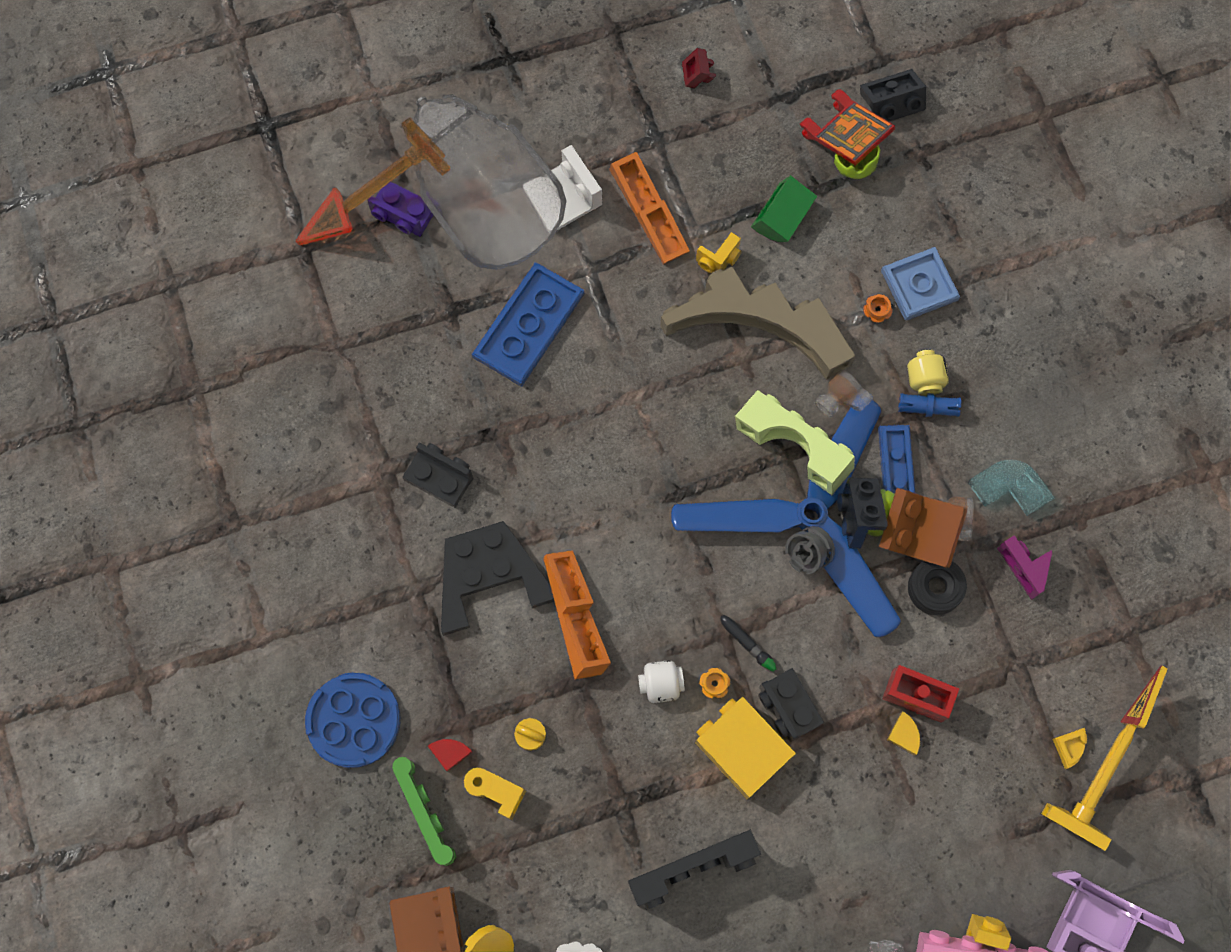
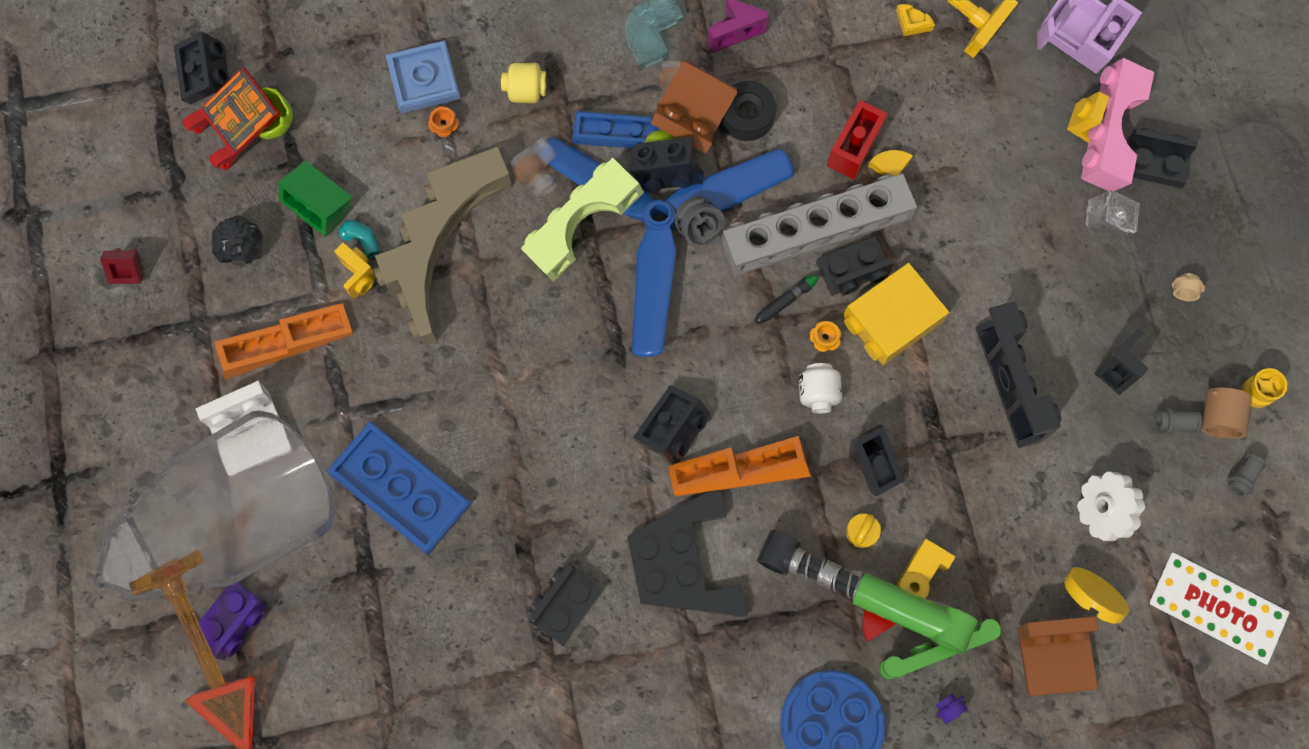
camera: 85 degrees left, 0 degrees up
(372, 826) = (951, 708): none -> dark purple plate
(440, 802) = (941, 624): none -> bright green piece
(594, 738) = (876, 460): none -> black slope
(609, 549) = (673, 424): none -> black bracket
(732, 153) = (236, 240): none -> black piece
(756, 257) = (355, 230): none -> teal arm
(802, 589) = (890, 190): none -> light grey brick
(929, 405) = (557, 88): blue pin -> none

